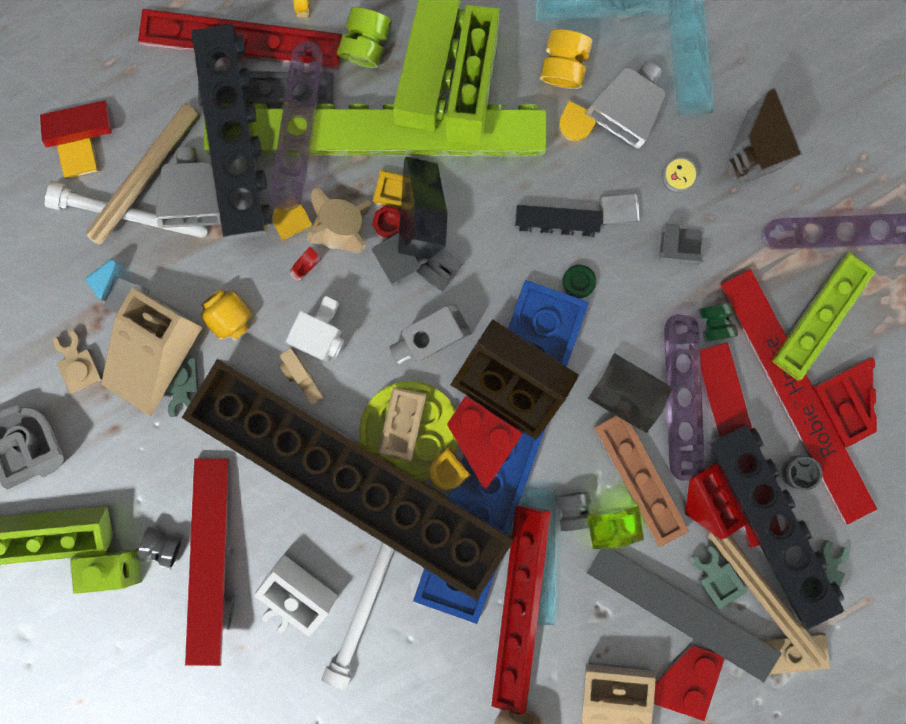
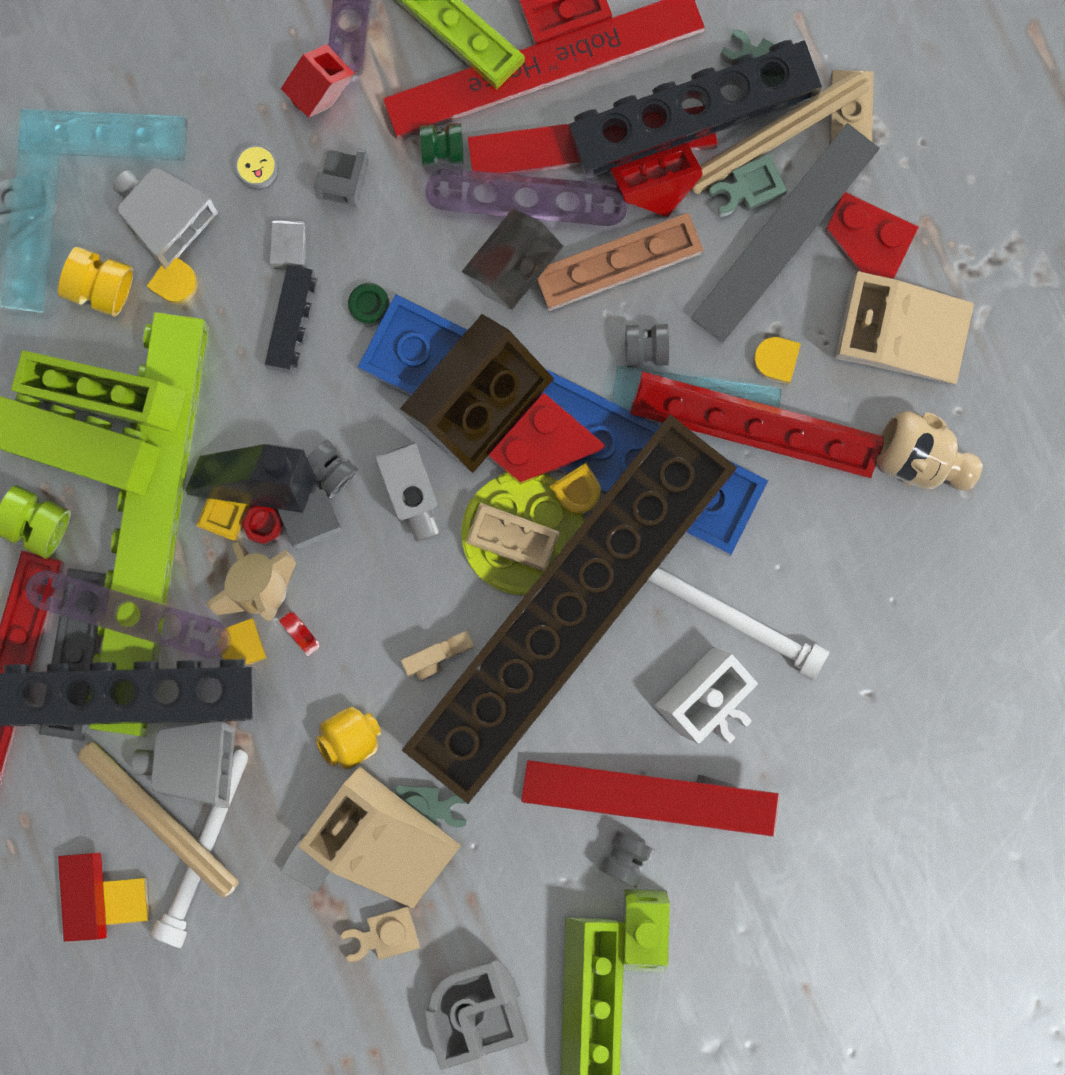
camera: 85 degrees left, 5 degrees down
(103, 278) = (281, 885): medium azure slope -> none
(315, 334) = (389, 626): white brick -> none
(578, 618) = (776, 359): none -> yellow tile
(615, 527) = (672, 298): clear neon green brick -> none
(756, 213) = (317, 81): none -> red brick
(763, 141) = (230, 59): dark brown slope -> none
(807, 472) = (638, 64): dark grey wheel -> none

